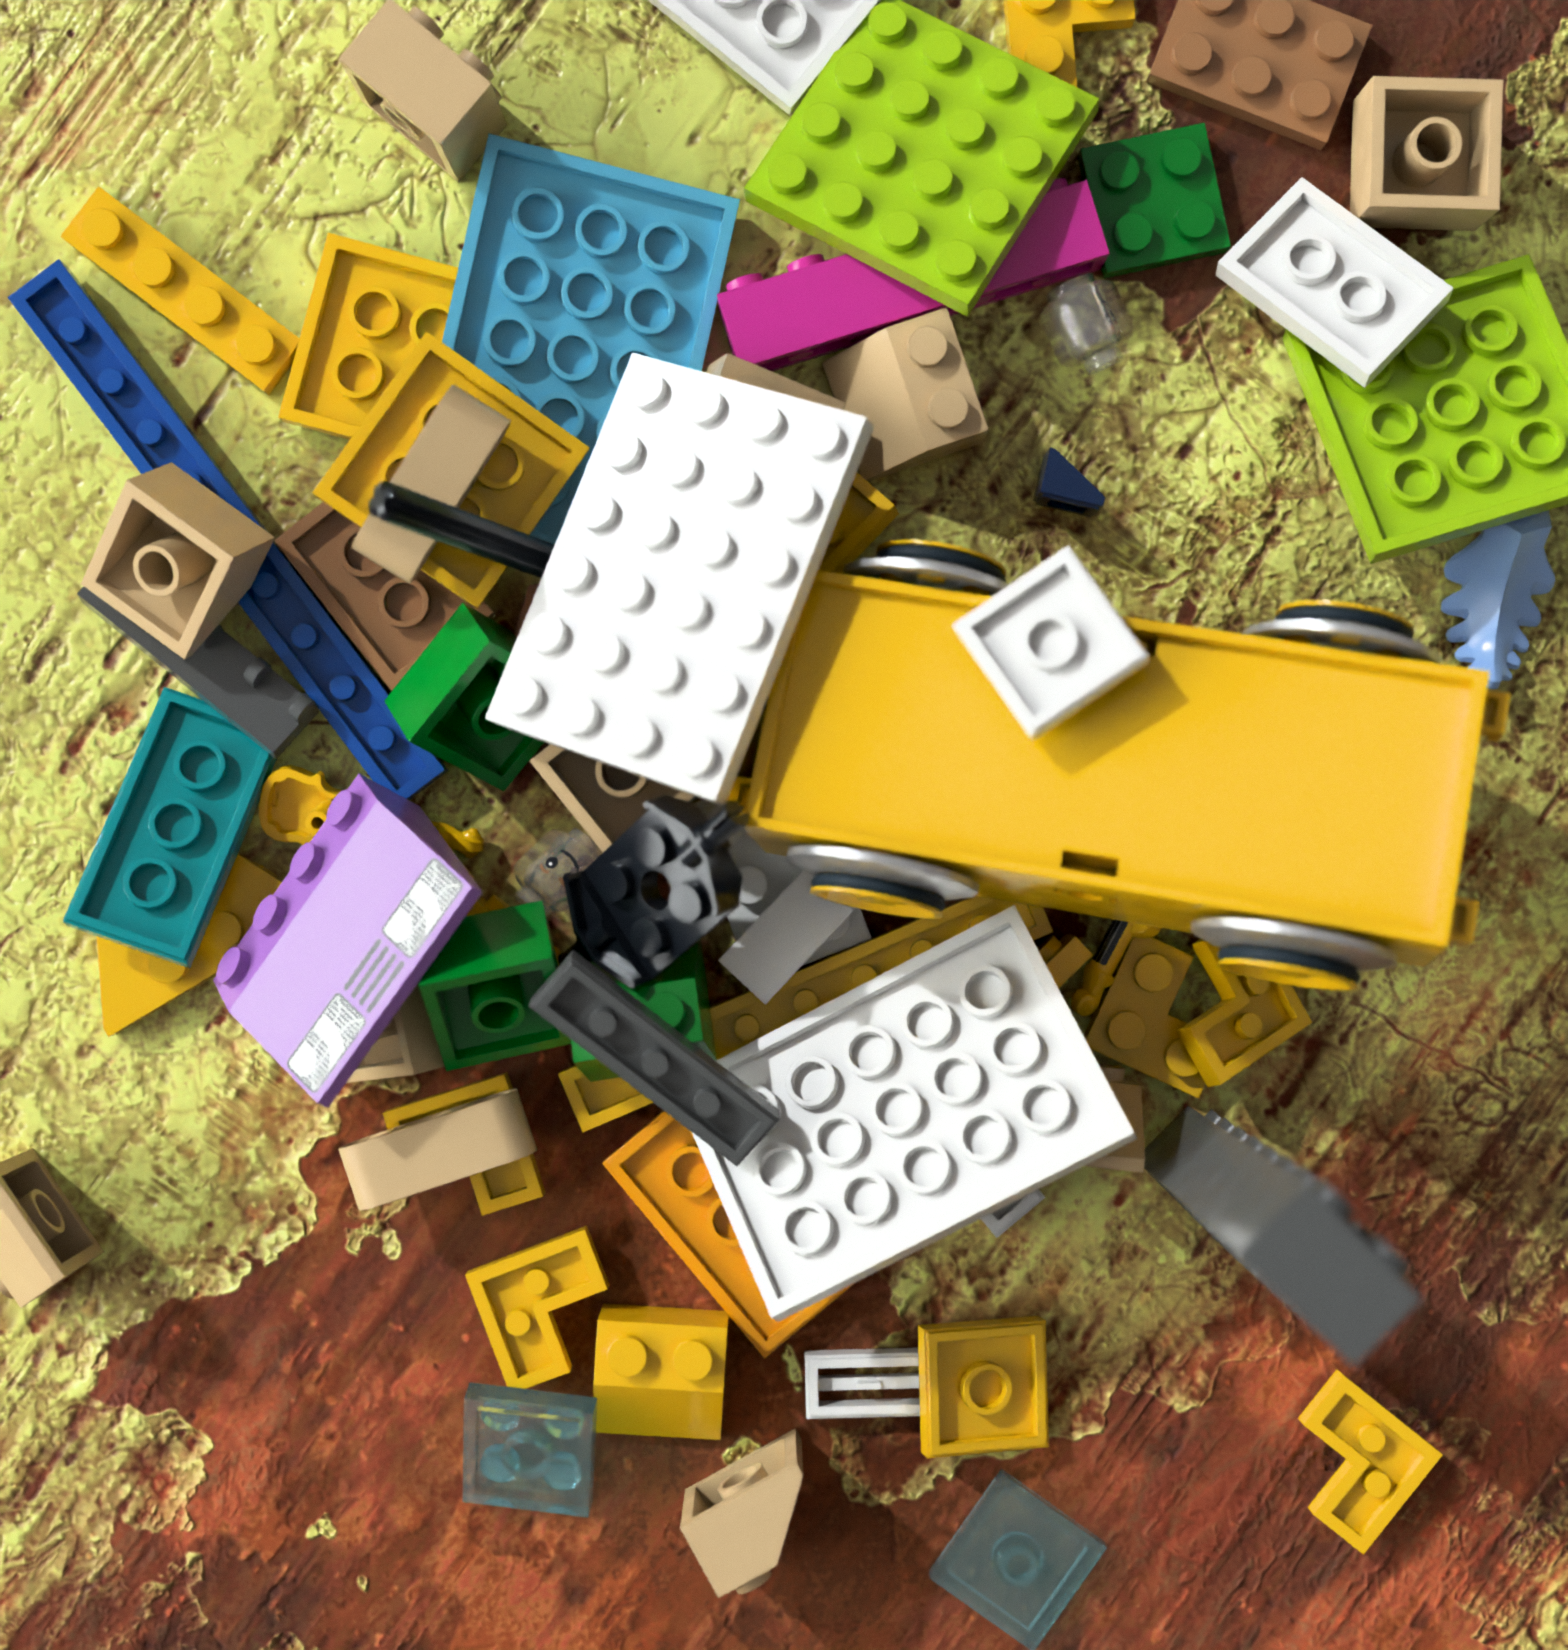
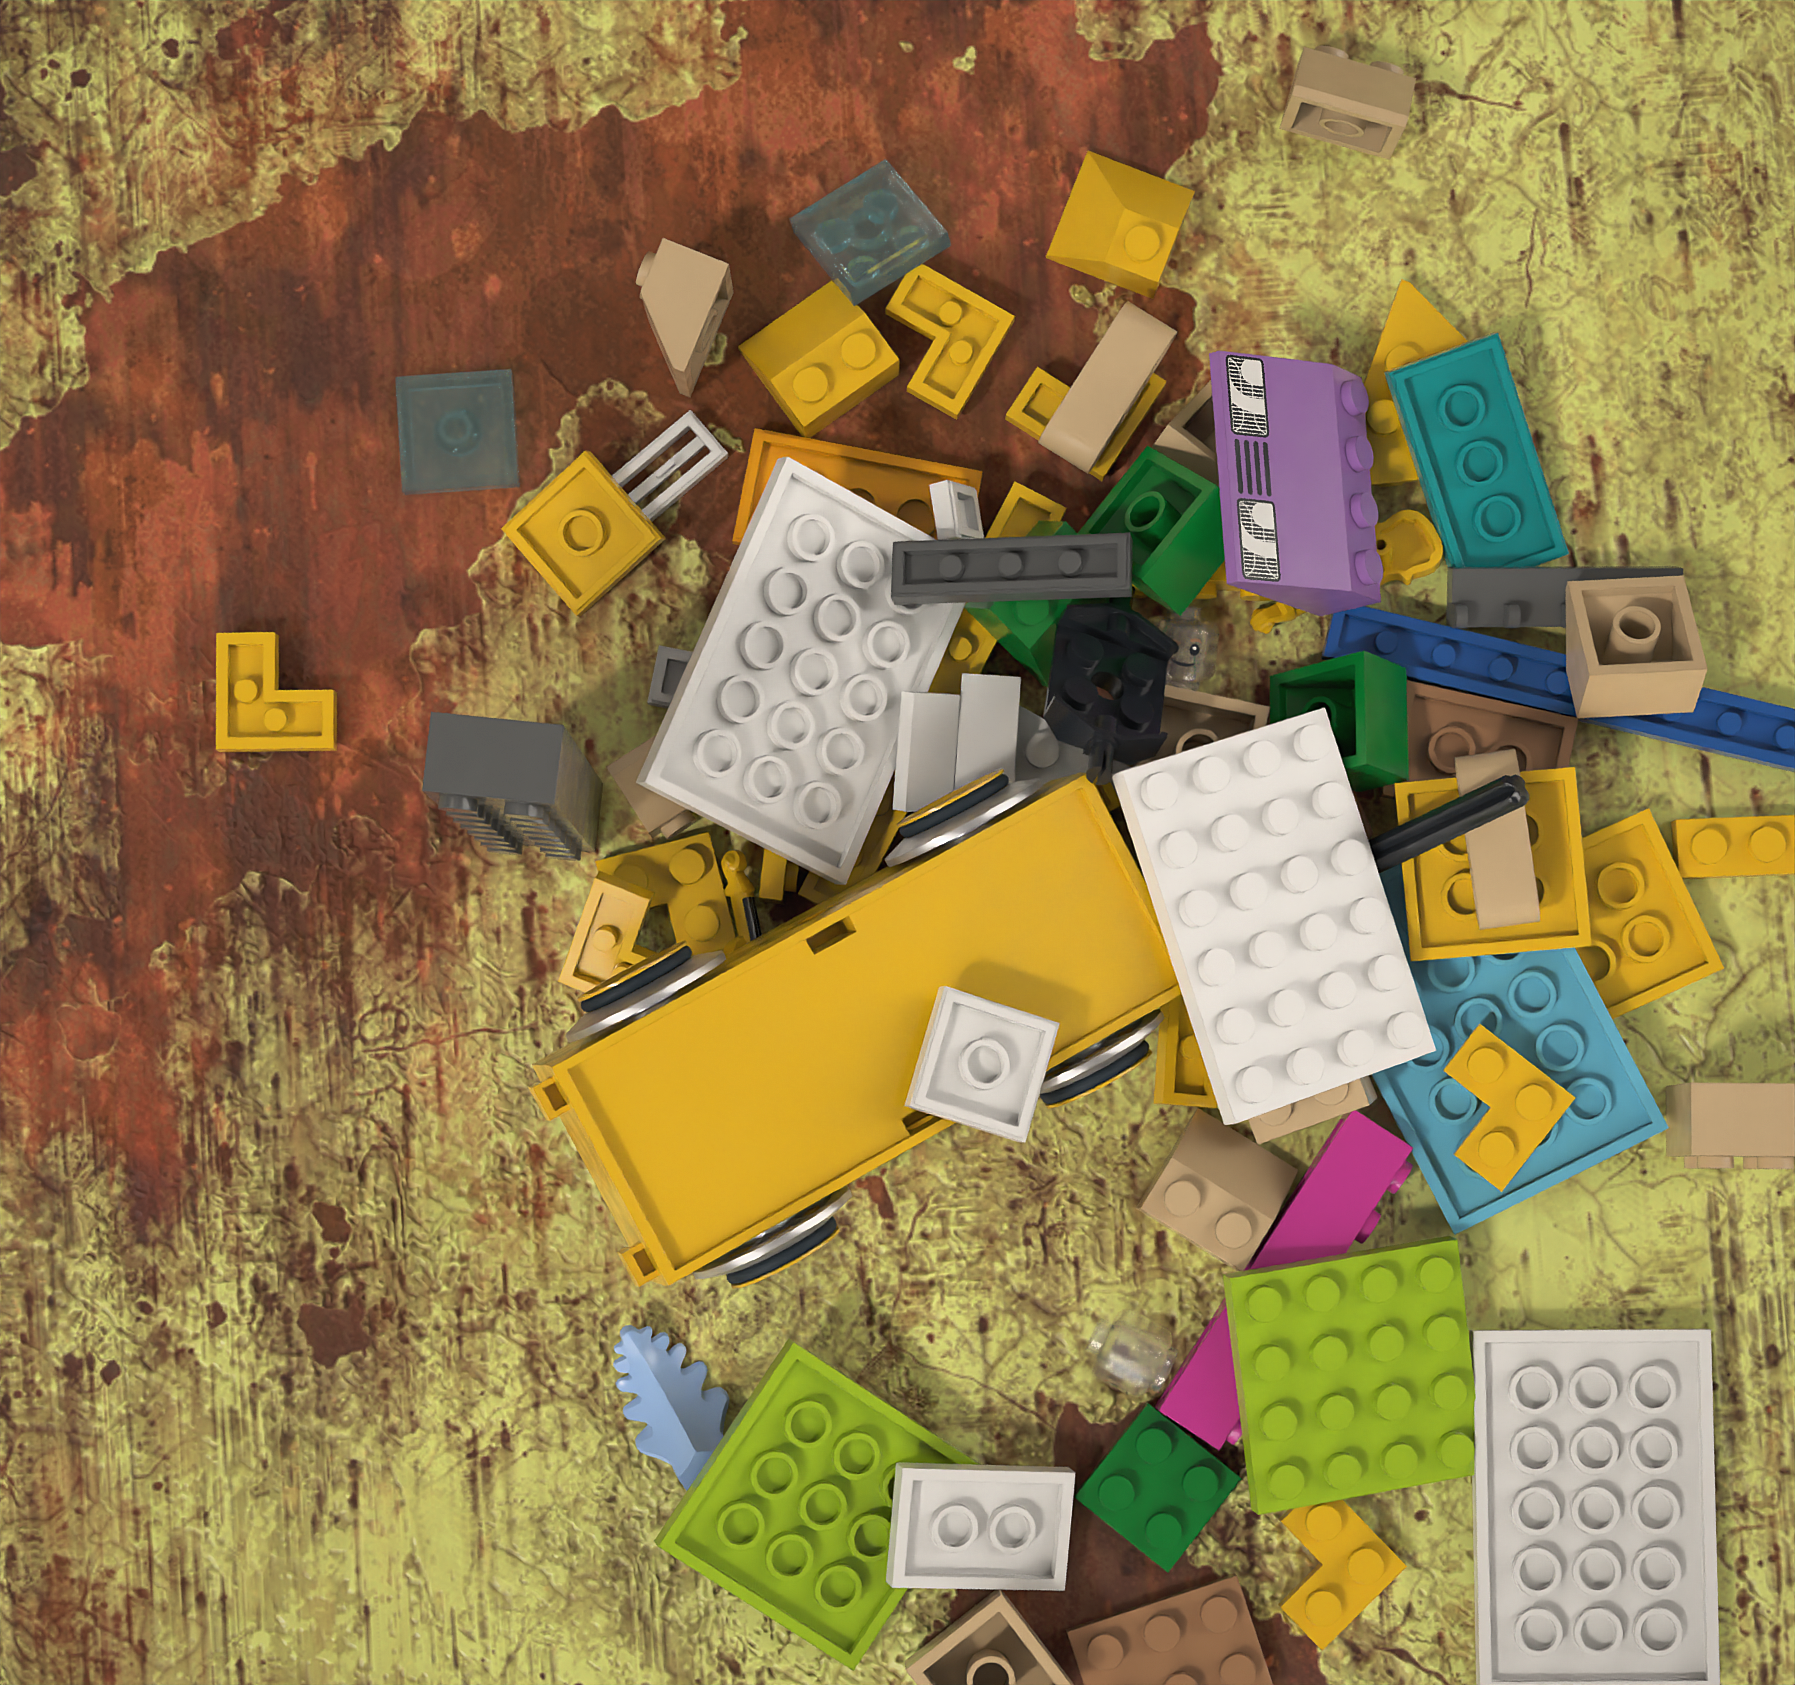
camera: 135 degrees right, 5 degrees down
(308, 1279) = (1120, 224): none -> yellow slope
(595, 256) = (1520, 1103): none -> yellow plate
(656, 1146) = (956, 511): none -> white tile
(850, 964) = (925, 749): none -> white tile
(1065, 488) = (1052, 1217): dark blue slope -> none

